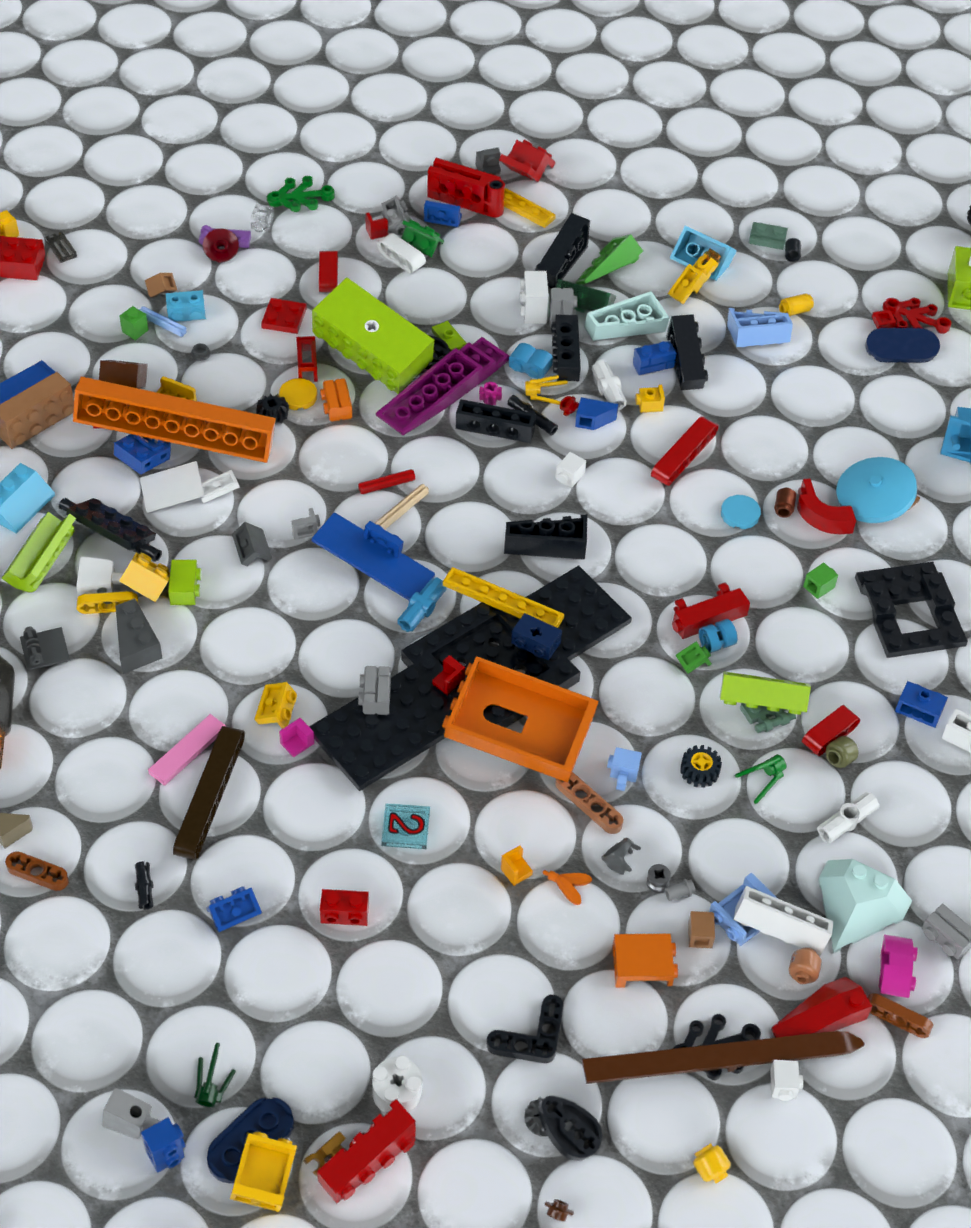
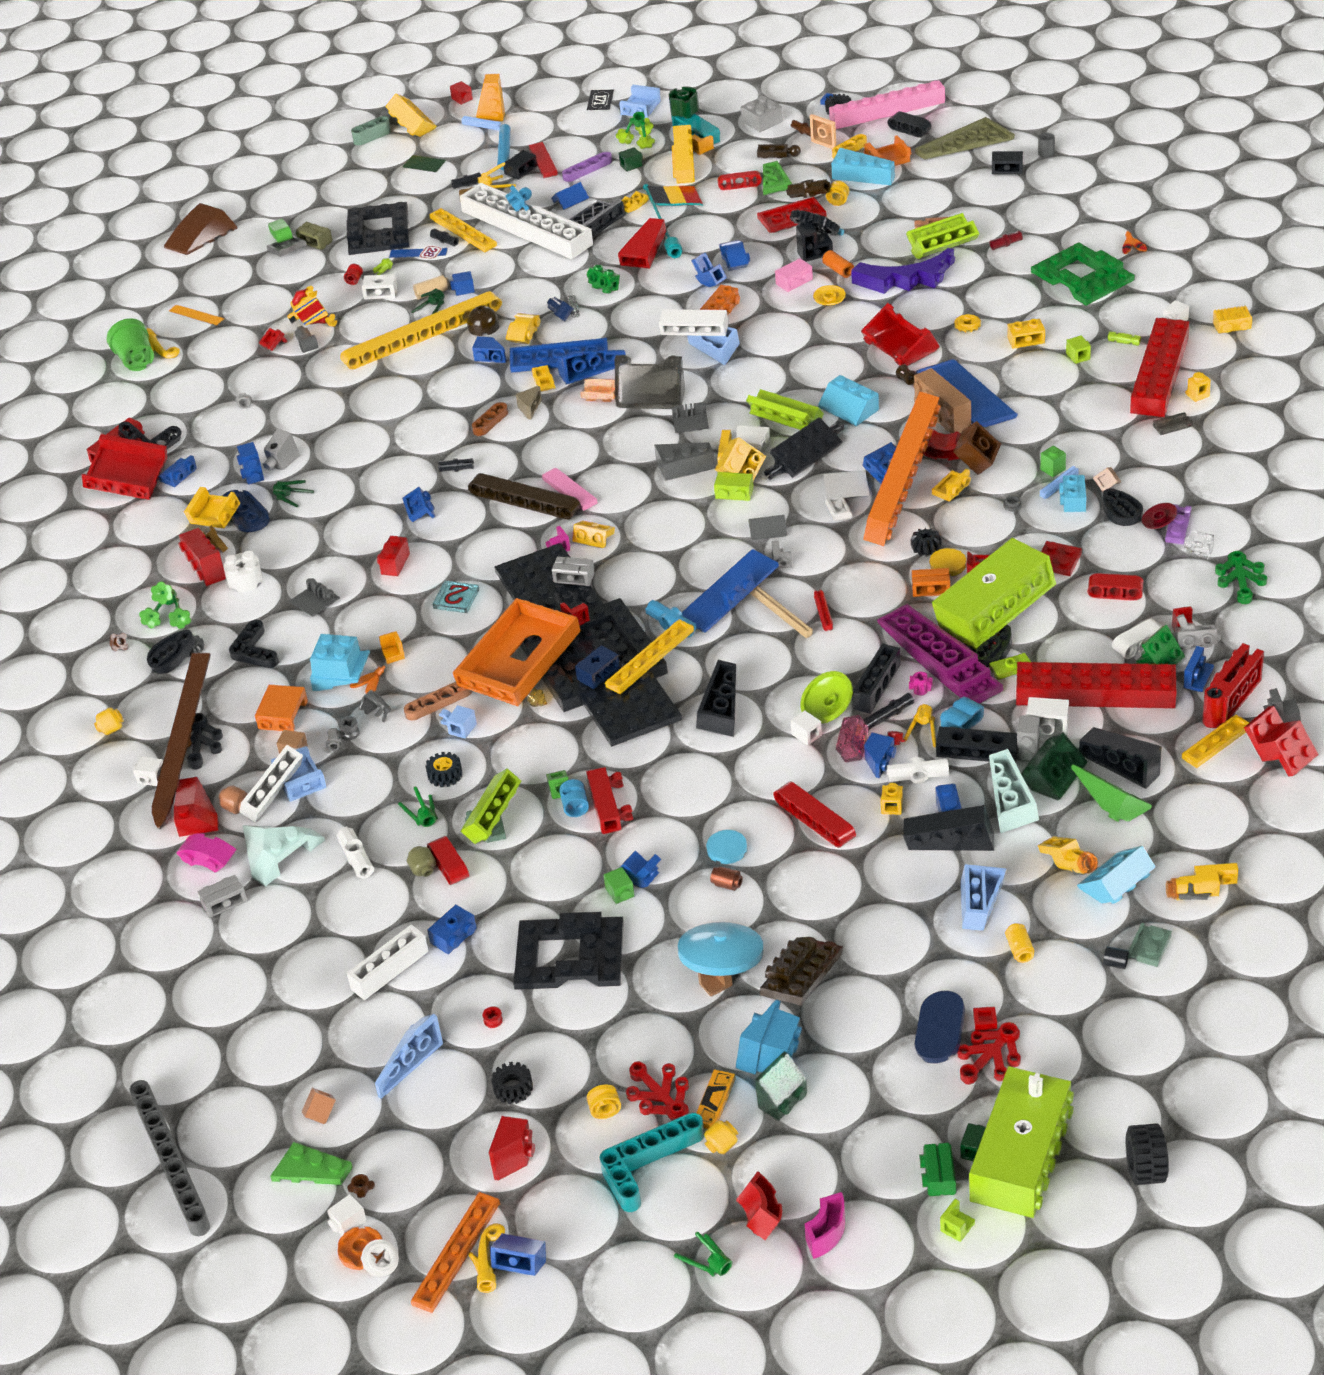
camera: 110 degrees right, 10 degrees down
(201, 275) = (1113, 503): none -> black piece
(431, 986) = (314, 598): none -> dark grey hinge
(458, 1171) = (165, 595): none -> bright green plant
(472, 276) = (1098, 684): none -> red brick
(542, 448) = (827, 696): none -> lime dish
(565, 911) = (336, 661): none -> medium azure piece
(584, 429) = (852, 738): none -> clear pink brick
(697, 204) = (1203, 883): none -> yellow plate
(799, 562) = (641, 871): none -> blue brick
(823, 516) = (707, 898): red arch -> none
(895, 420) = (799, 969): none -> dark brown plate
(900, 1016) = (157, 856): dark orange beam -> none

